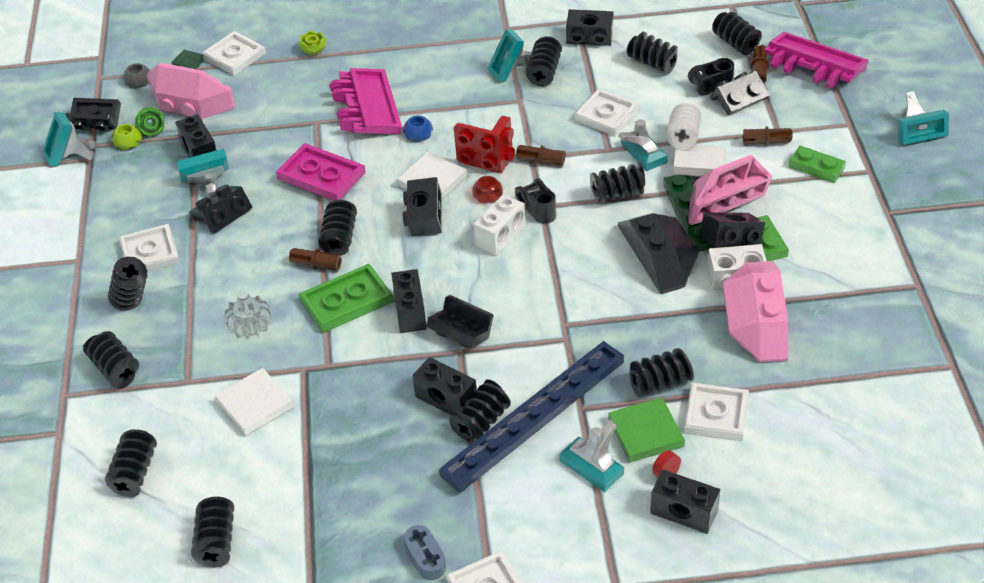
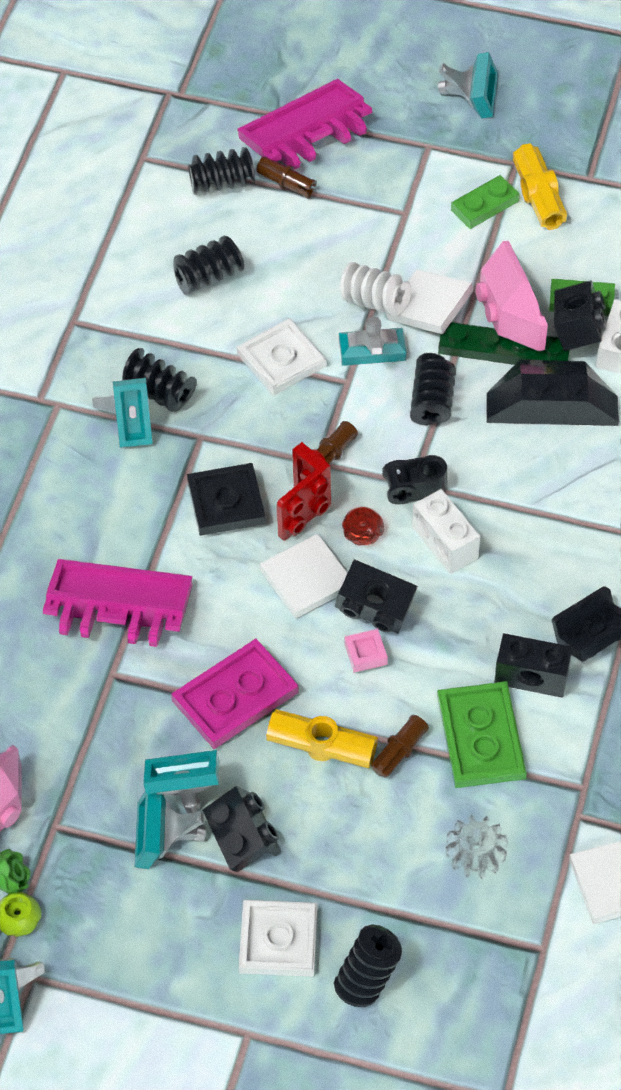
camera: 70 degrees left, 10 degrees up
(111, 359) = (485, 1017): black piece -> none
(194, 136) = (96, 821): black brick -> none
(234, 158) = (182, 776): none -> teal piece
(302, 218) = (302, 732): none -> yellow piece
(337, 227) = (362, 703): black piece -> none
(383, 219) = (365, 650): none -> bright pink plate
(417, 128) = (199, 569): blue plate -> none
(471, 113) = (226, 499): none -> black plate
(589, 27) = (113, 309): black brick -> none
(712, 74) = (285, 226): black piece -> none
(741, 92) = (326, 215): bracket -> none
(767, 136) = (416, 225): reddish brown axle -> none
(850, 183) = (539, 186): none -> yellow piece

